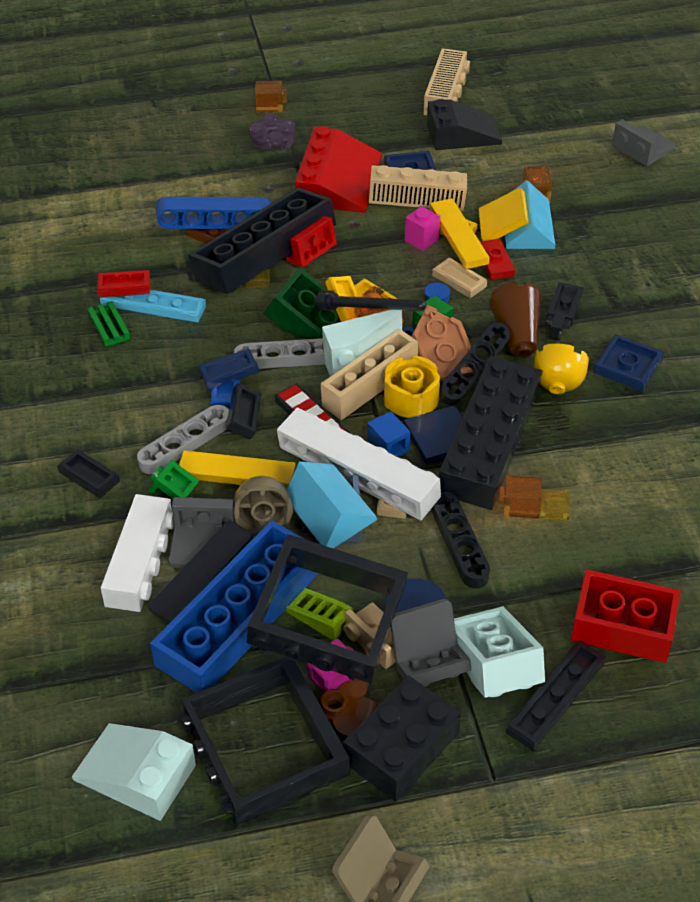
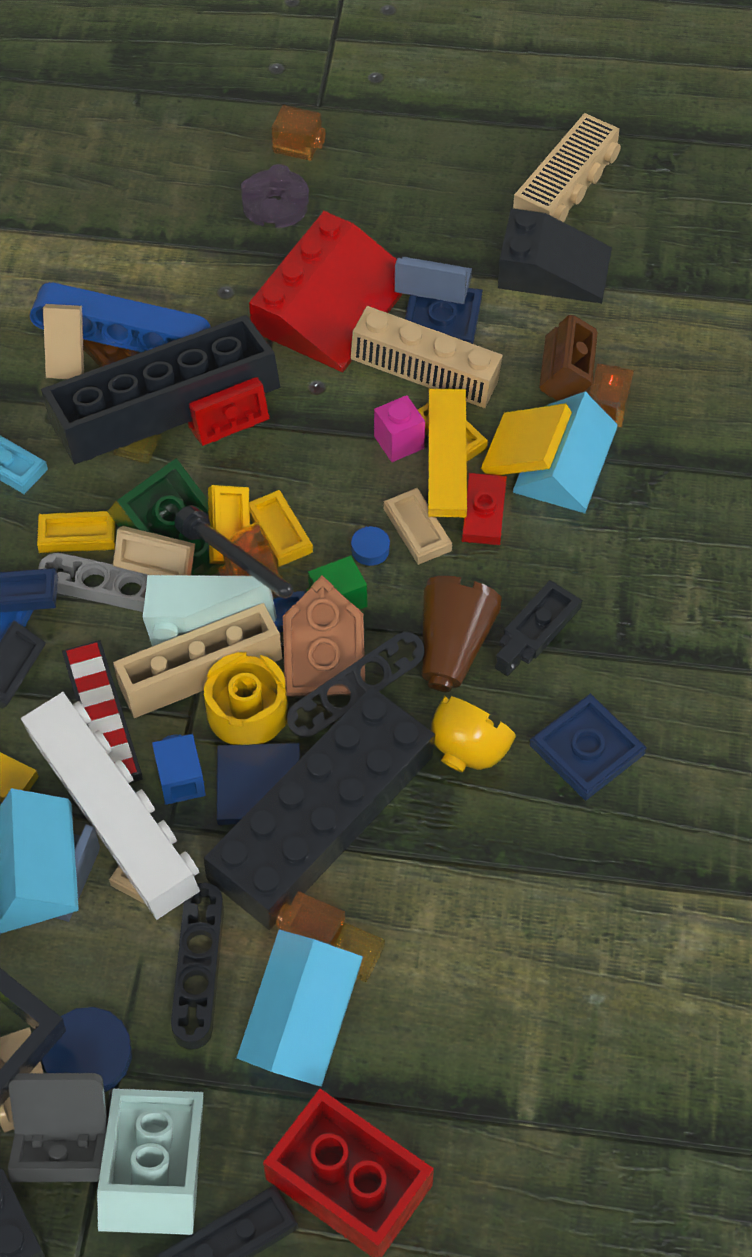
camera: 20 degrees right, 10 degrees up
(185, 228) = (63, 341): none -> tan tile
(246, 331) = (76, 532): none -> yellow tile
(306, 325) = (152, 553): none -> tan tile
(399, 148) = (432, 279): none -> sand blue panel
(504, 170) = (568, 358): none -> reddish brown brick
(540, 537) = (300, 1008): none -> medium azure slope

